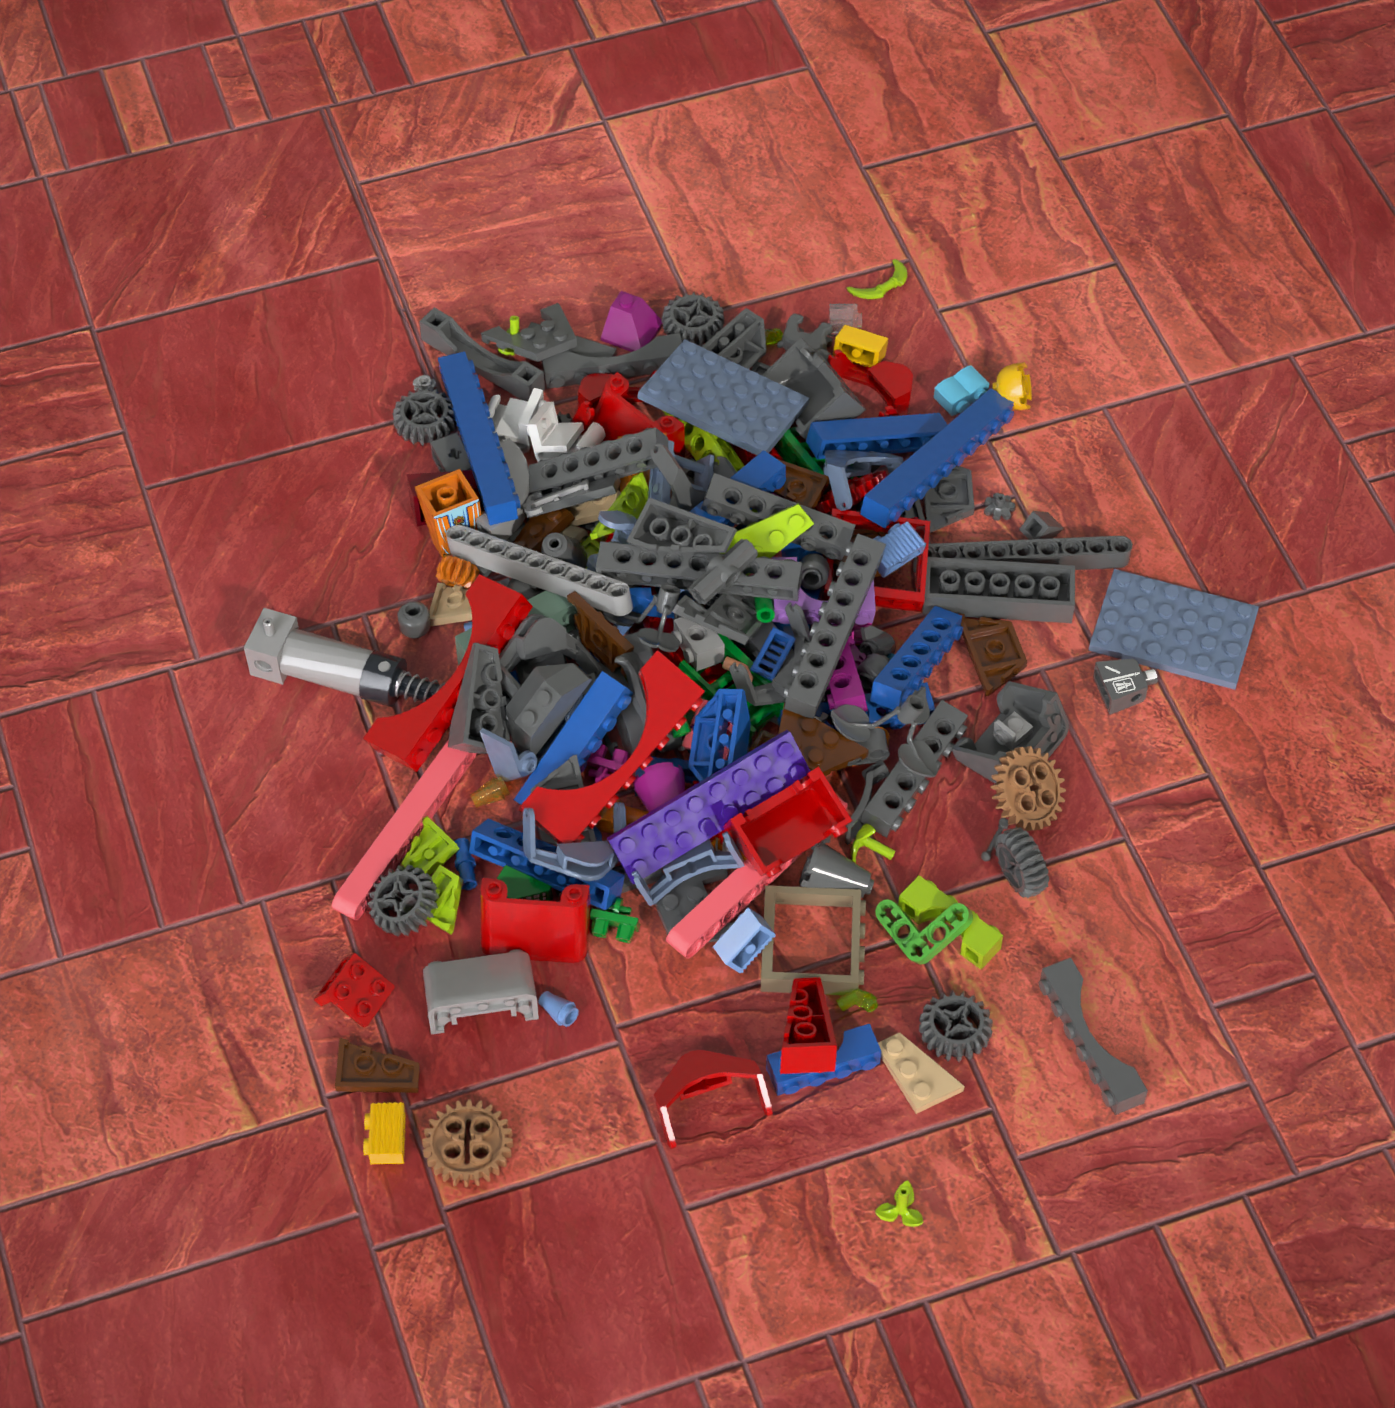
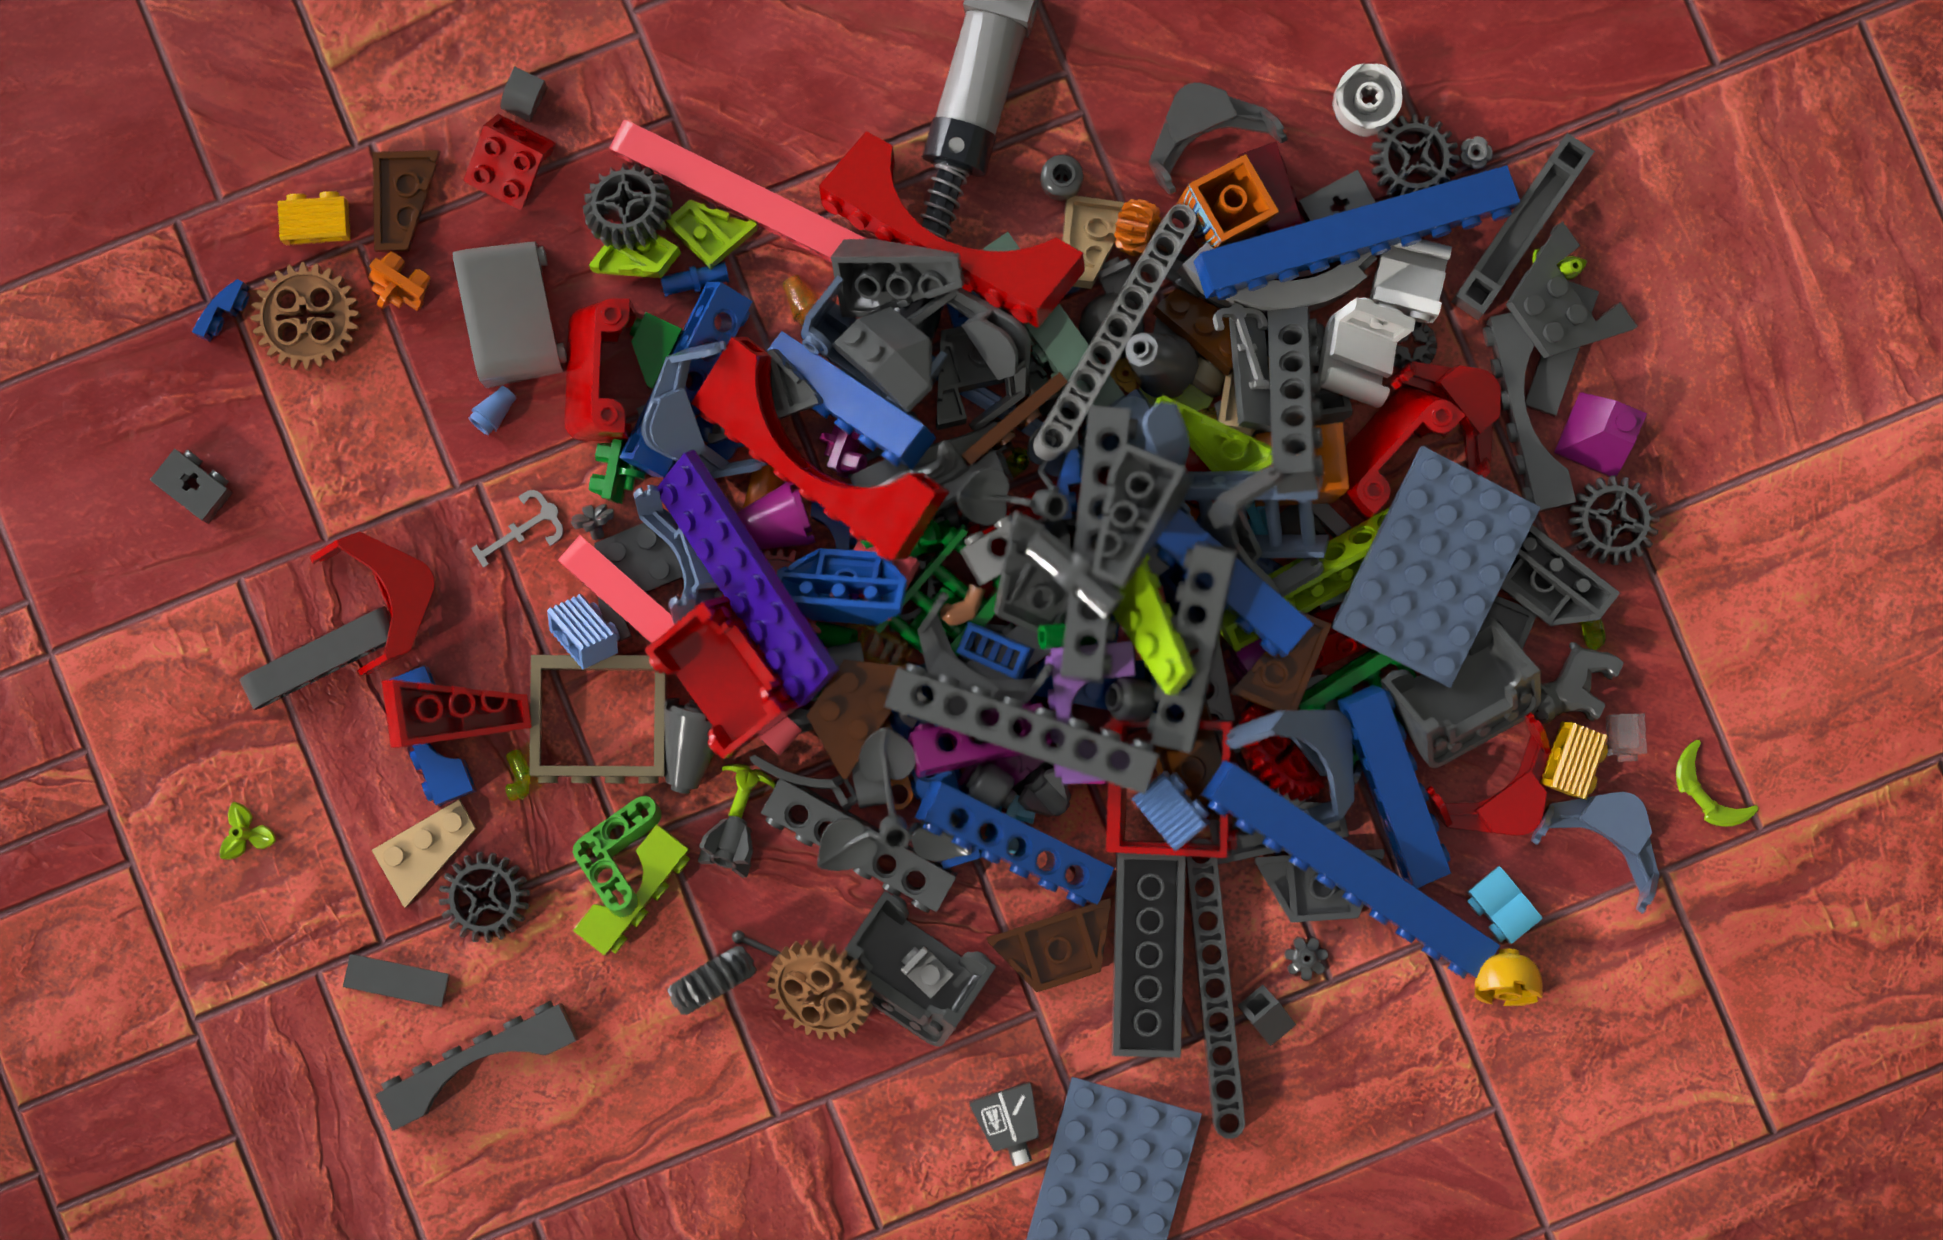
camera: 85 degrees right, 30 degrees up
(300, 977) = (523, 94): none -> dark grey brick
(374, 540) = (1200, 110): none -> dark grey piece
(378, 437) = (1365, 81): none -> white brick
(448, 1074) = (395, 287): none -> orange hips
(450, 1202) = (229, 300): none -> blue slope
(602, 1248) = (174, 477): none -> dark grey brick
(643, 976) = (548, 511): none -> light grey piece
(652, 939) = (593, 520): none -> dark grey plant
(756, 1142) = (317, 659): none -> dark grey beam
(908, 323) = (1621, 820): none -> sand blue piece
(914, 852) = (728, 846): none -> dark grey brick
(1023, 1097) = (396, 980): none -> dark grey tile

